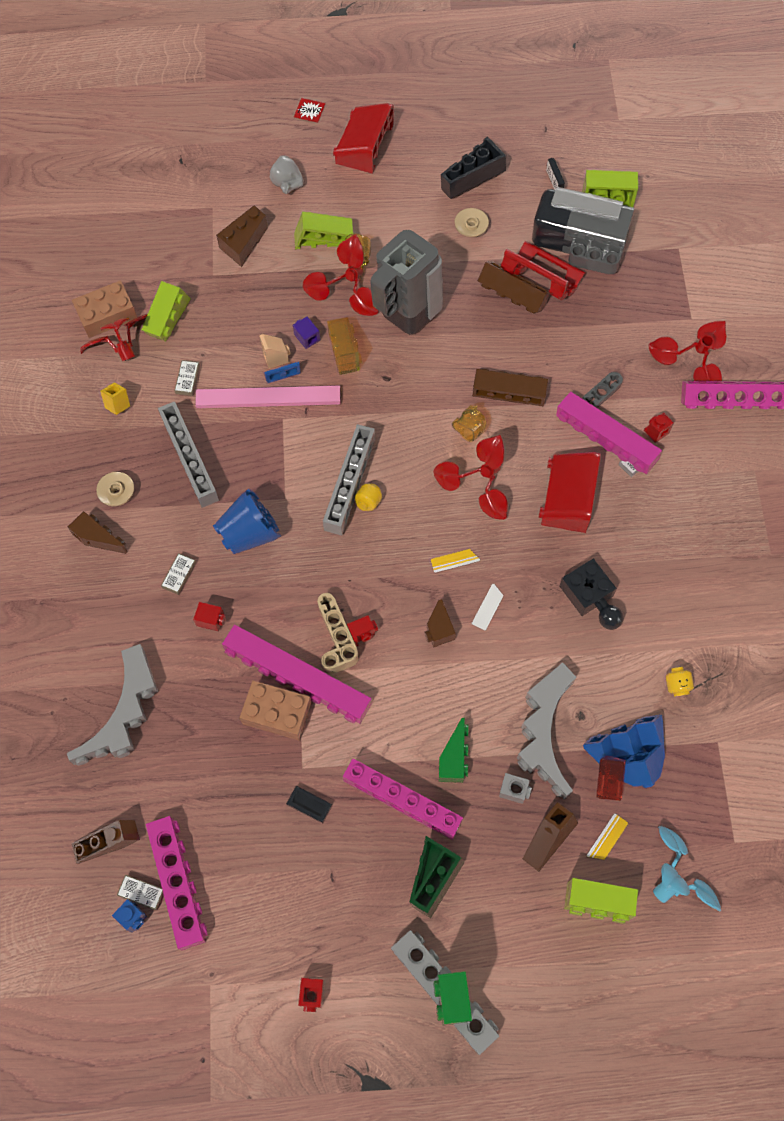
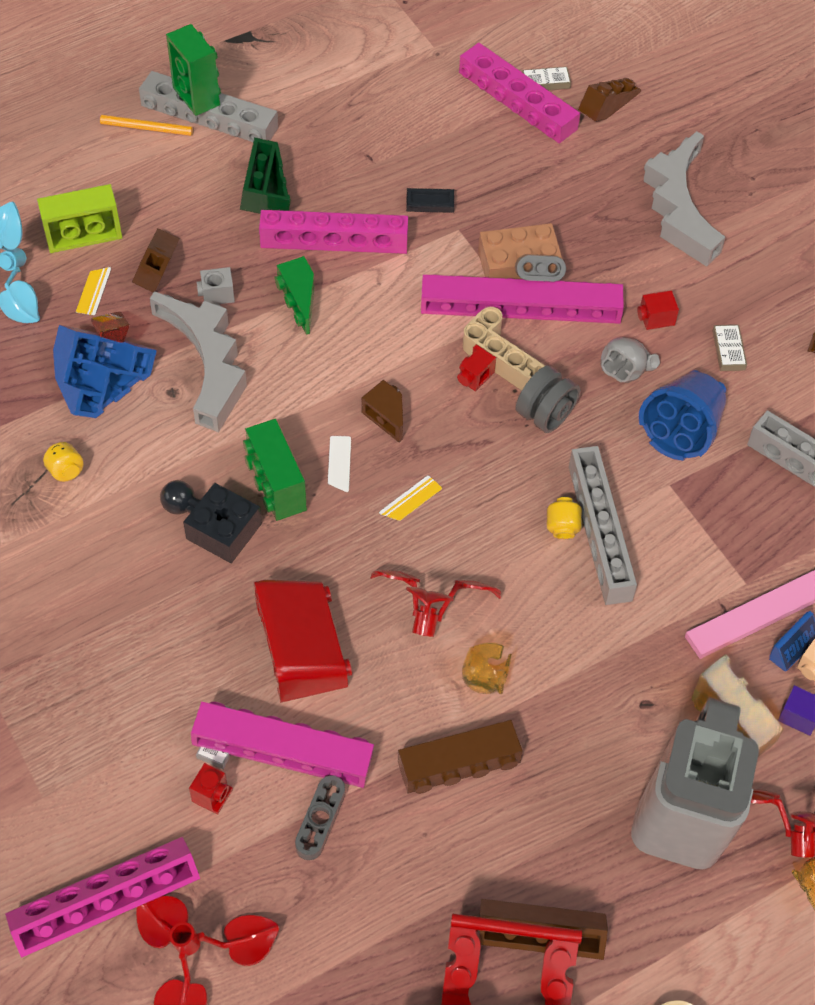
camera: 150 degrees right, 10 degrees down
(130, 916) = (541, 52): blue brick -> none
(254, 589) = (627, 359): none -> light grey piece
(274, 678) = (539, 267): none -> plate
(306, 986) = (335, 65): red brick -> none
(331, 574) = (547, 399): none -> dark grey wheel
(504, 1004) = (146, 125): none -> light orange bar
(540, 603) = (275, 470): none -> green brick

